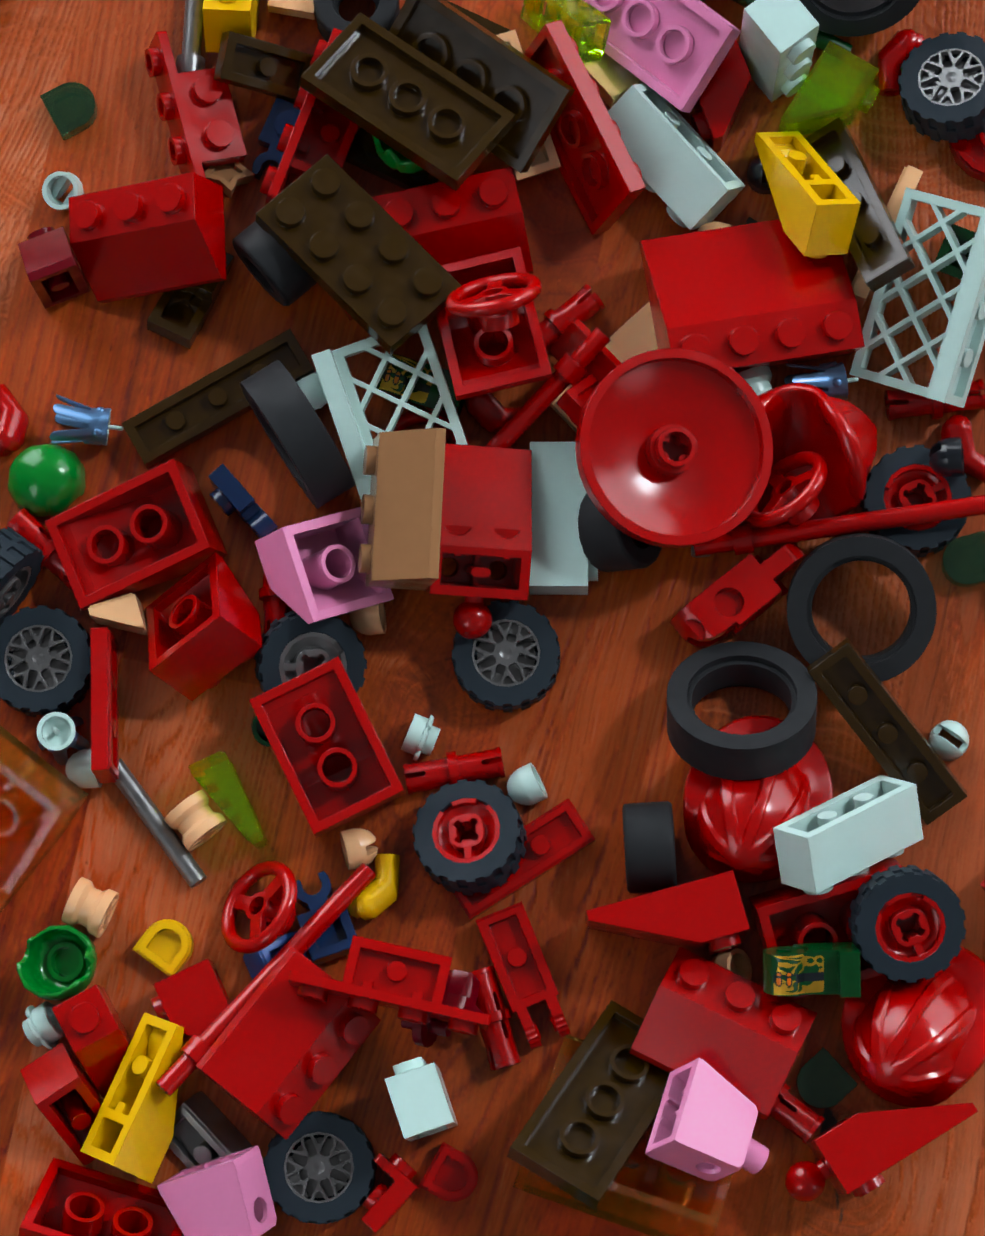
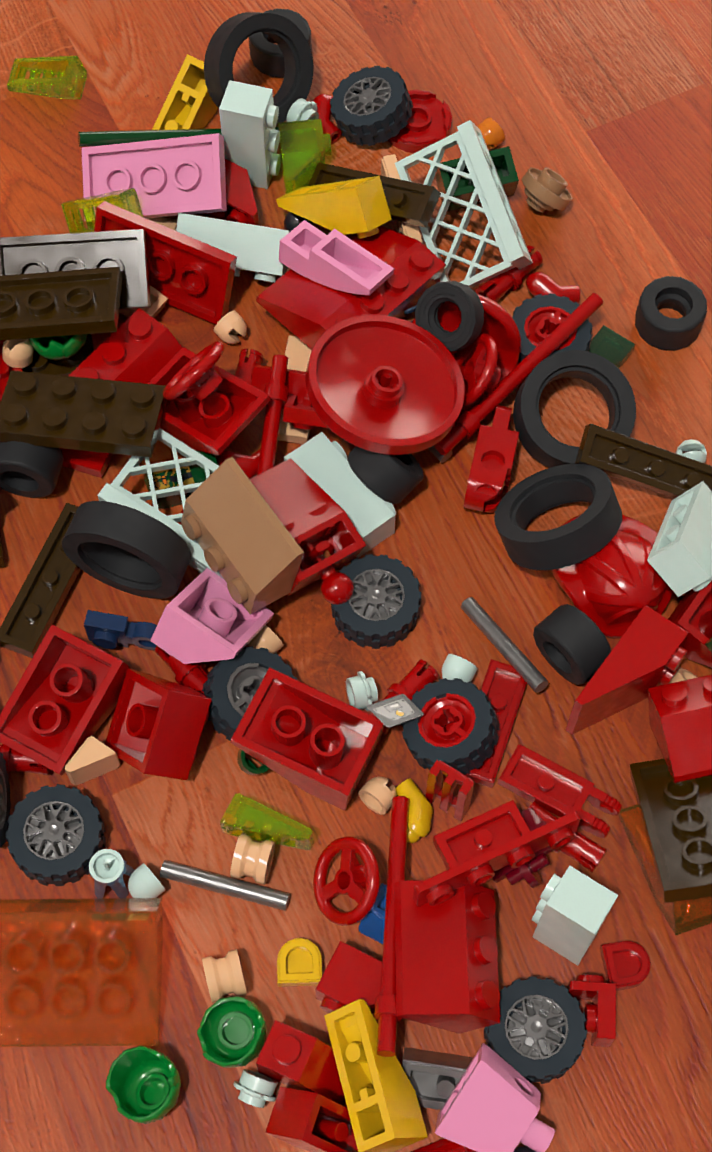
camera: 45 degrees left, 15 degrees down
(104, 705) = (127, 827): red tile -> none
(338, 937) = (418, 858): dark blue plate -> none
(353, 134) = (20, 355): none -> light nougat hinge
(415, 898) = (434, 789): none -> red tile
(425, 785) = (395, 710): none -> sticker
(591, 793) = (504, 644): none -> flat silver bar
(599, 249) = (230, 326): none -> light nougat hinge
(740, 265) = (332, 260): none -> bright pink slope
(824, 419) = (469, 305): none -> black tyre
(870, 44) = (302, 110): none -> light aqua plate
(948, 457) = (551, 289): black hinge -> none

